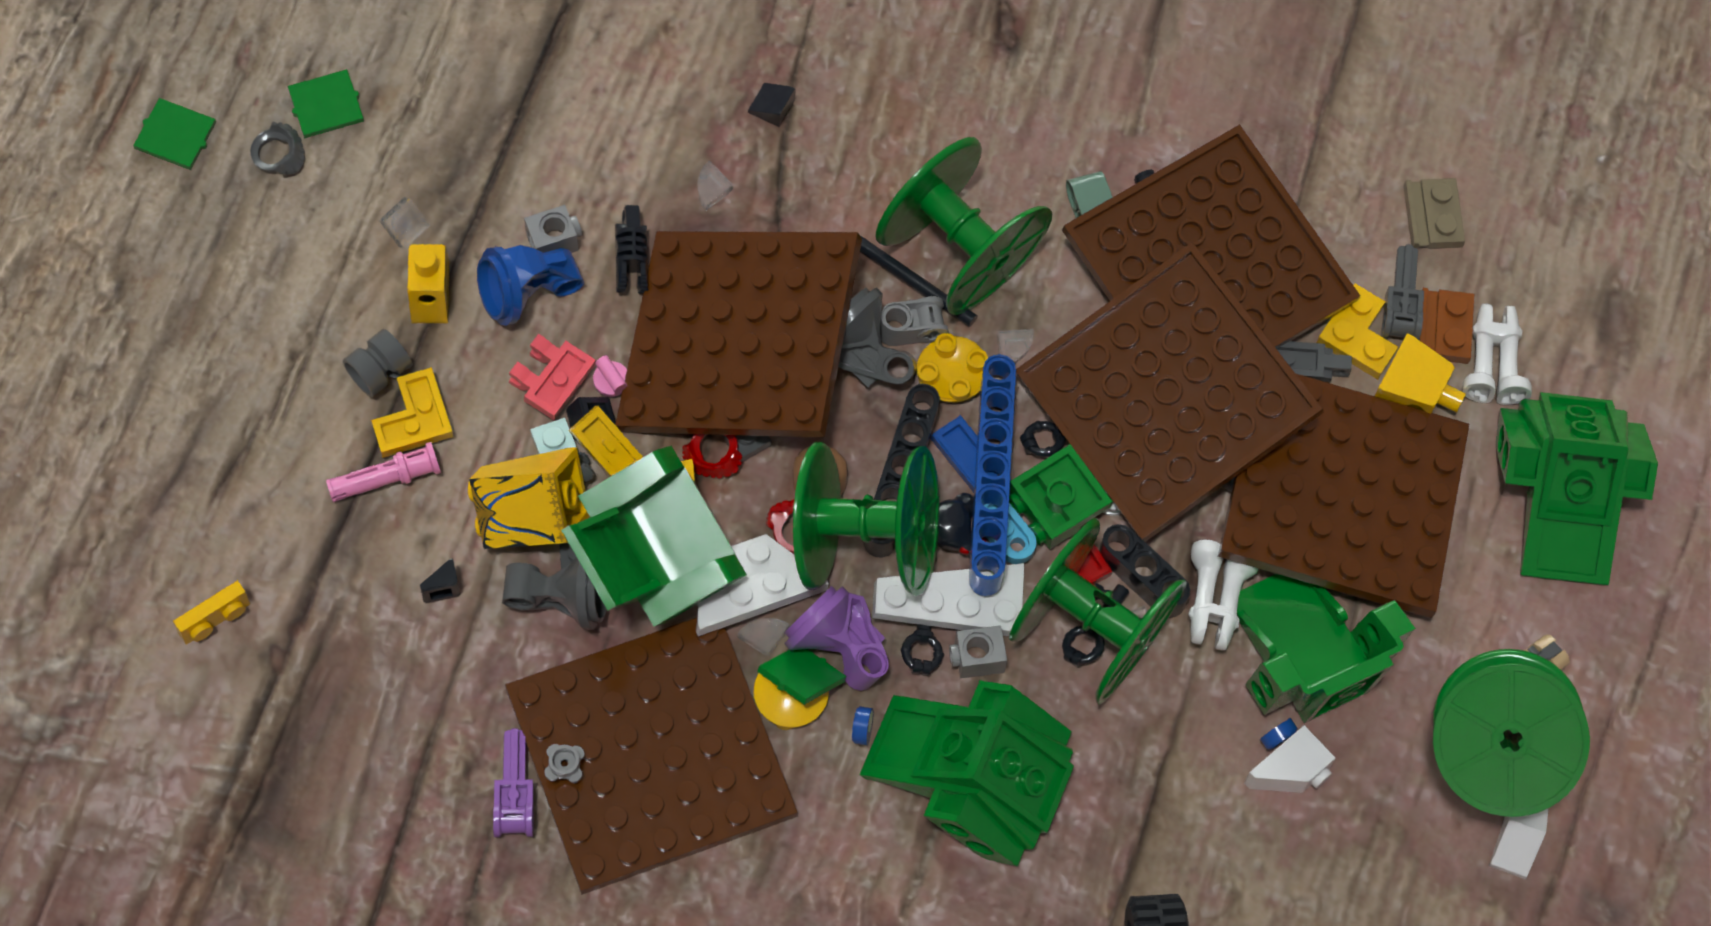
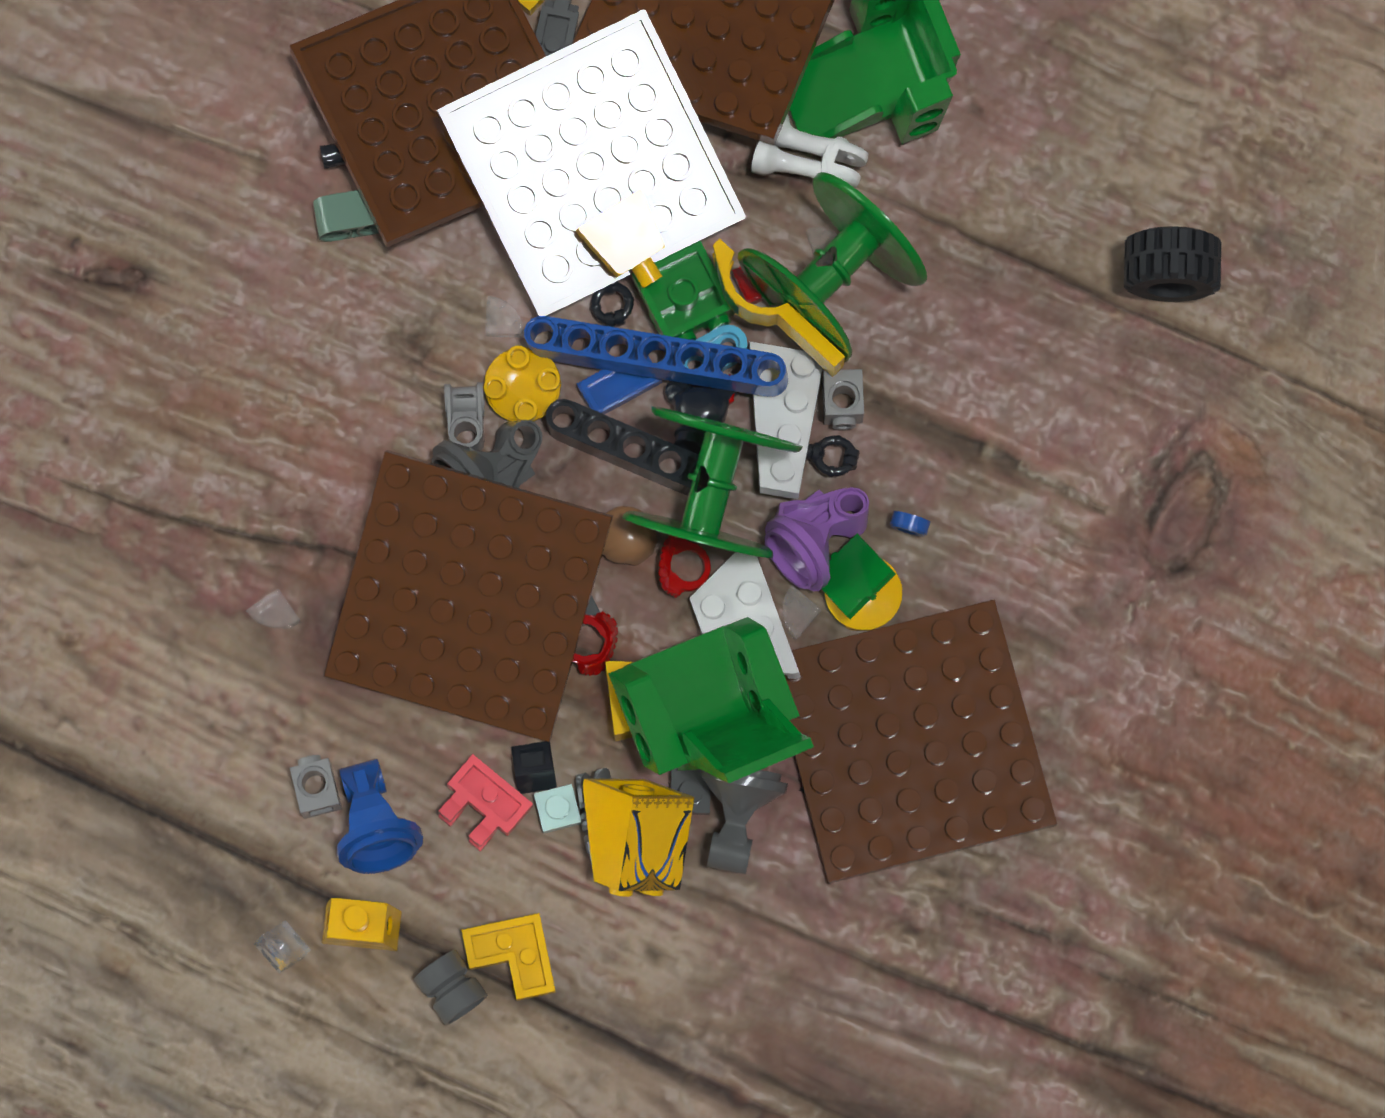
camera: 80 degrees left, 10 degrees up
(292, 161) = (187, 1069): dark grey piece -> none
(325, 103) = (115, 1026): green piece -> none
(400, 468) = (573, 972): bright pink pin -> none
(441, 584) = (711, 936): black slope -> none
(514, 794) = (951, 882): medium lavender connector -> none
(556, 755) = (936, 818): light grey plate -> none
(604, 442) = (576, 750): yellow plate -> none
(609, 377) = (492, 742): bright pink plate -> none
(631, 250) = (345, 704): black hinge -> none
(773, 103) = (181, 536): black slope -> none
(910, 277) = (413, 411): black bar -> none
(934, 197) = (384, 341): green piece -> none
(985, 766) = (973, 402): green piece -> none
(1066, 523) = (784, 316): none -> yellow piece
(1077, 657) = (798, 260): black piece -> none
(1099, 427) = (626, 238): none -> torso
(1141, 554) = (779, 207): black beam -> none
(1279, 734) = (959, 120): blue tile -> none
(1293, 765) = (990, 110): white slope -> none

